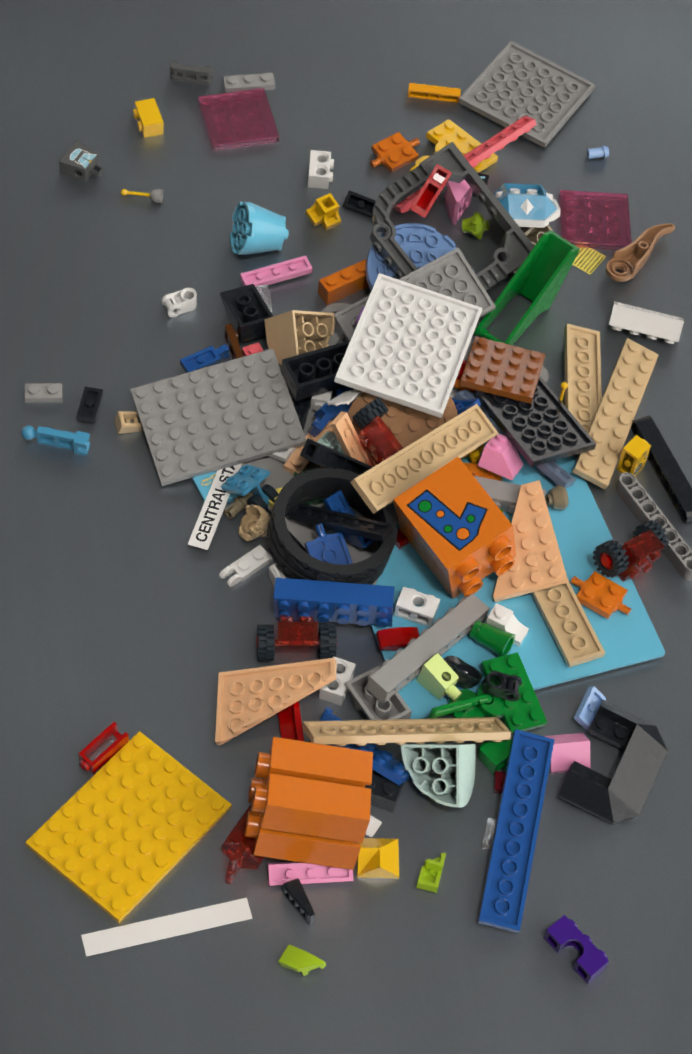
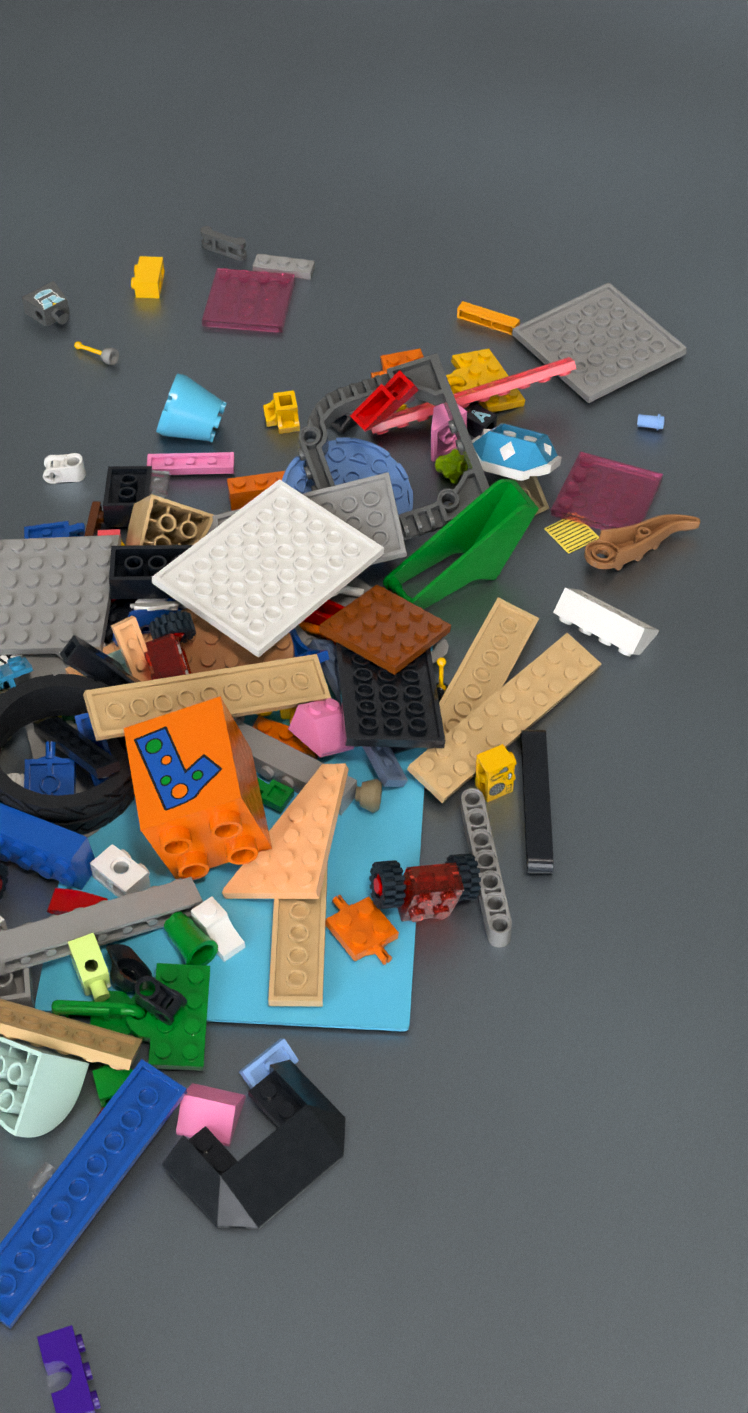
camera: 30 degrees right, 5 degrees down
(319, 169) = (305, 368): white brick -> none

